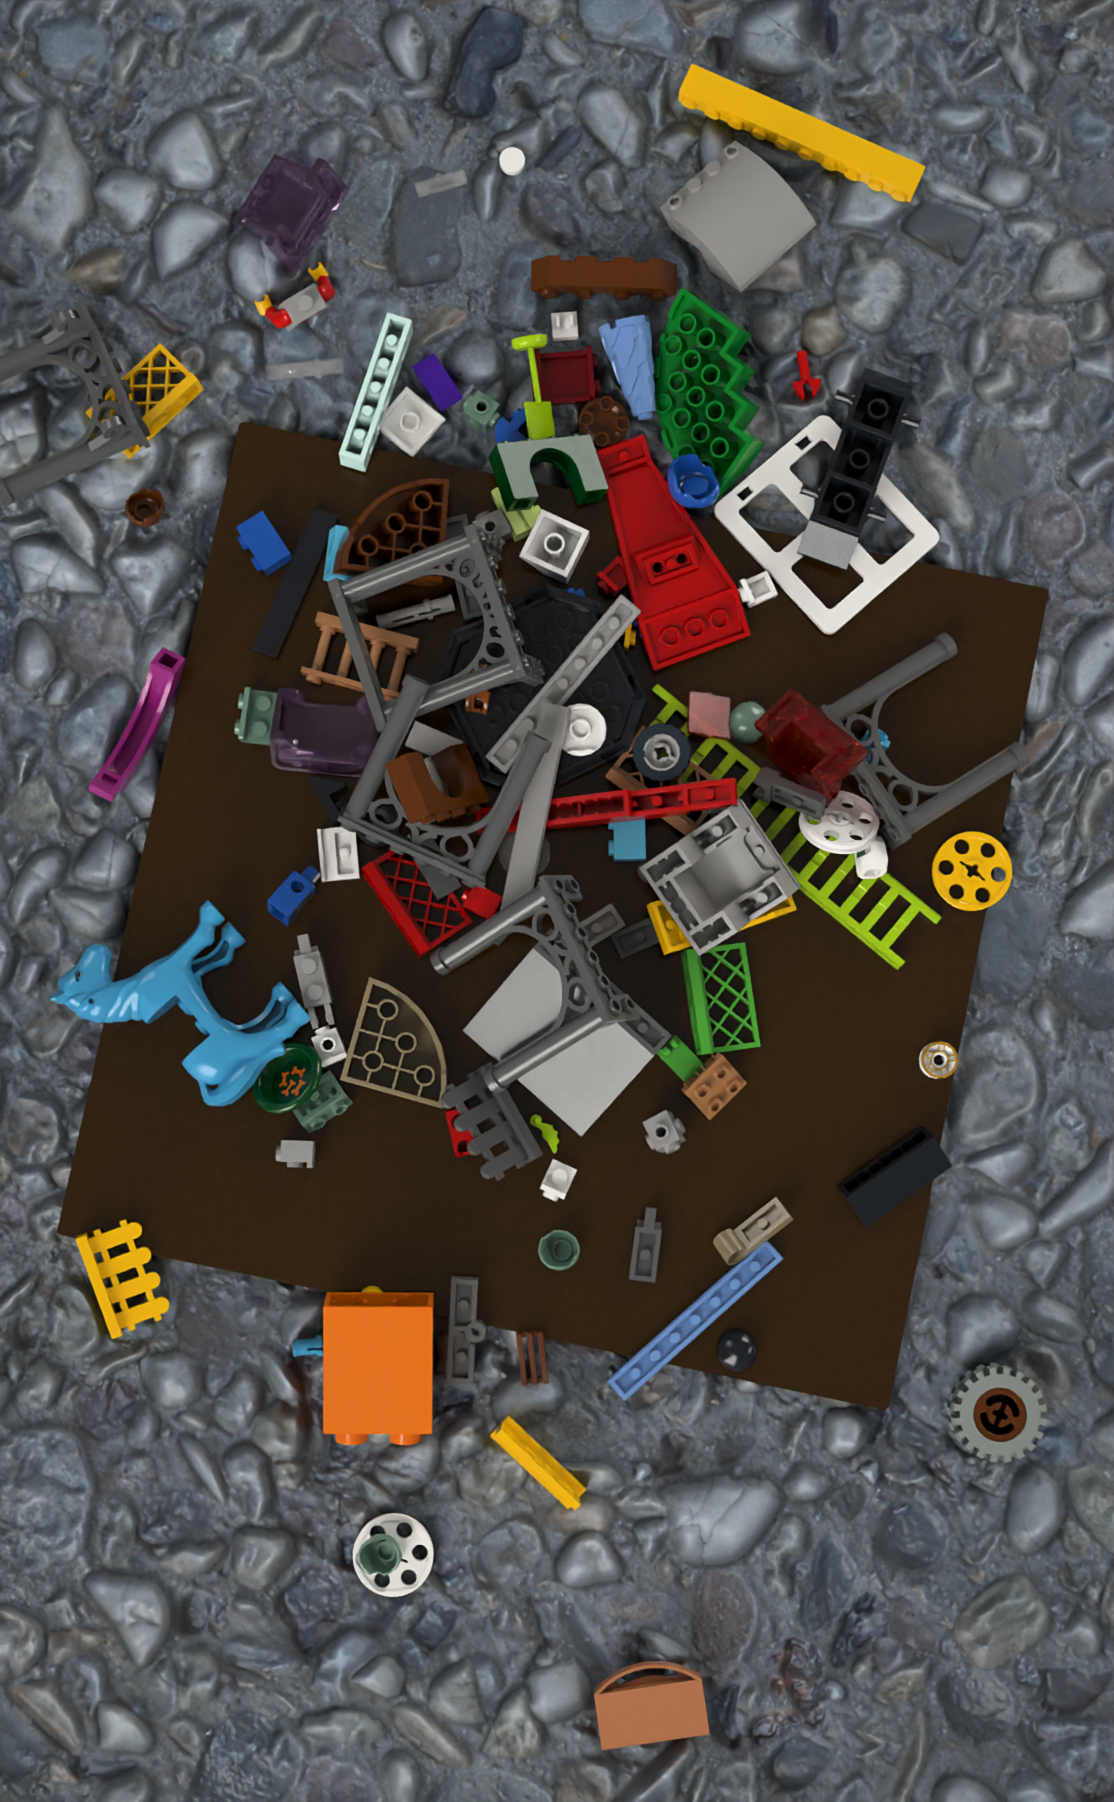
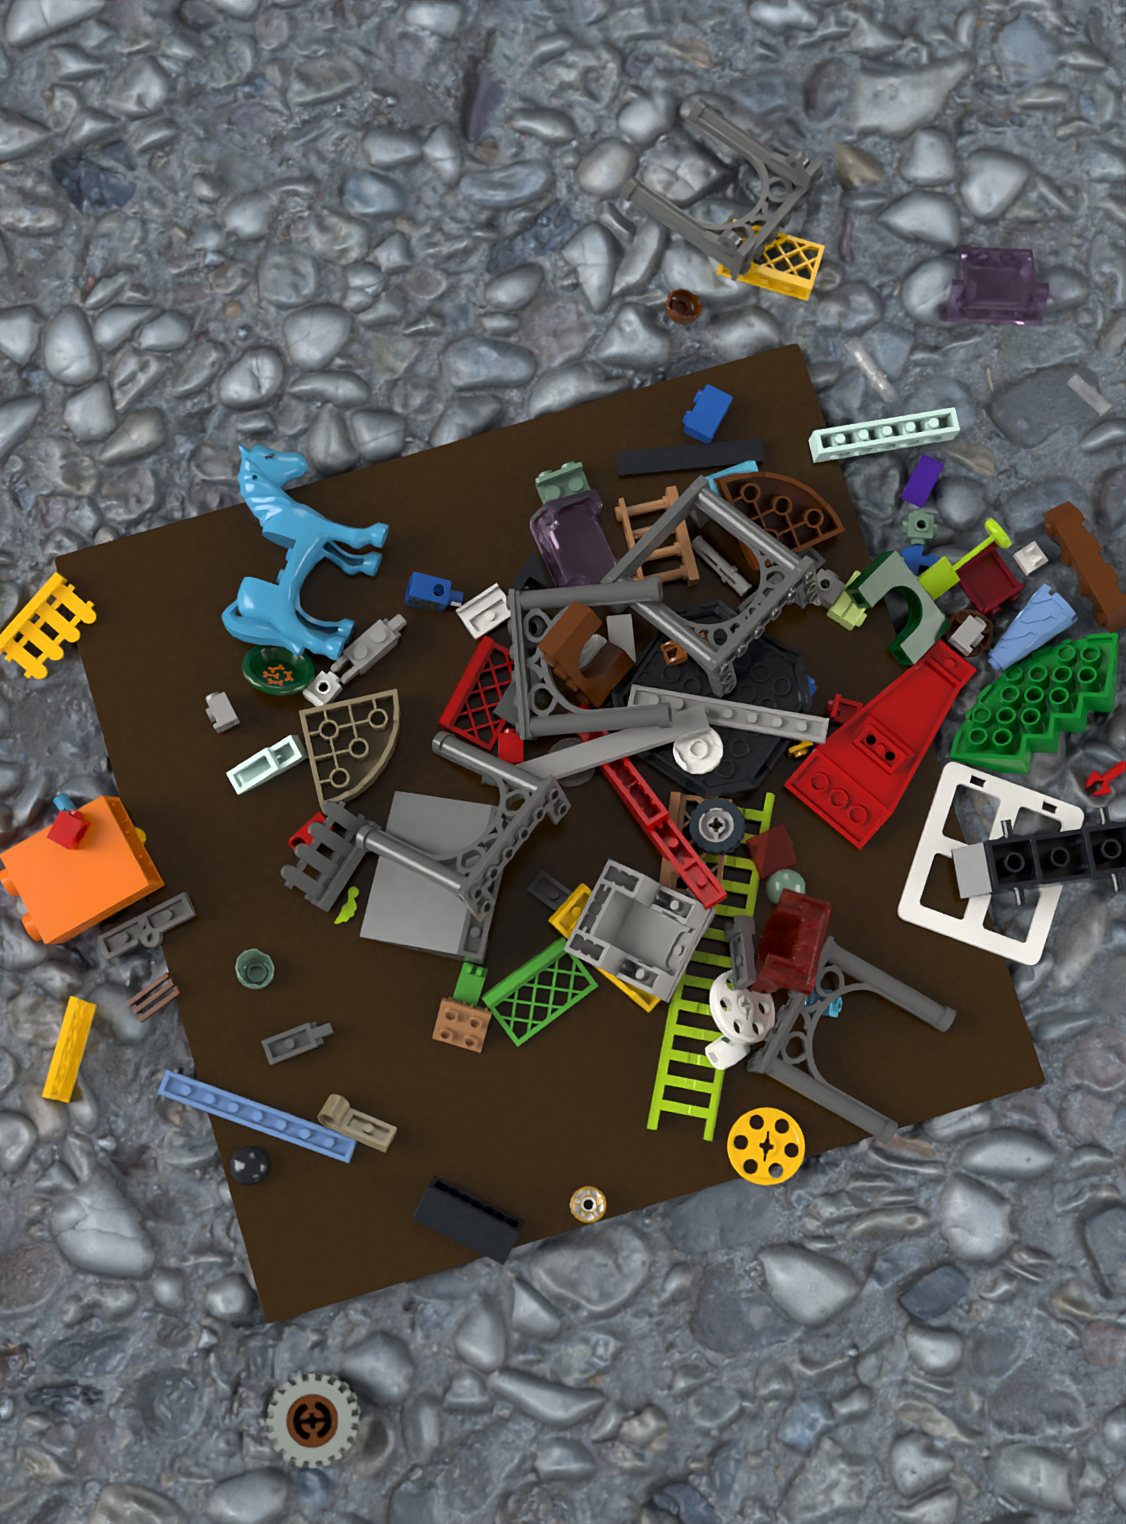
camera: 60 degrees right, 5 degrees down
(143, 726) = (502, 402): magenta arch -> none
(302, 305) = (921, 338): torso -> none
(323, 1104) = (273, 710): sand green bracket -> none
(339, 1355) = (69, 829): none -> red brick
(371, 1135) = (267, 764): none -> light aqua slope
(410, 422) = (876, 478): white tile -> none
(555, 546) = (840, 647): white slope -> none
(557, 1180) = (312, 937): white bracket -> none
(602, 924) = (542, 855): light grey hinge -> none
(607, 423) = (968, 634): none -> light grey brick
(628, 841) = (628, 841): medium azure brick -> none
(658, 1126) = (400, 1003): light grey brick -> none
(692, 482) = (959, 730): blue piece -> none
(756, 589) = (900, 833): white bracket -> none

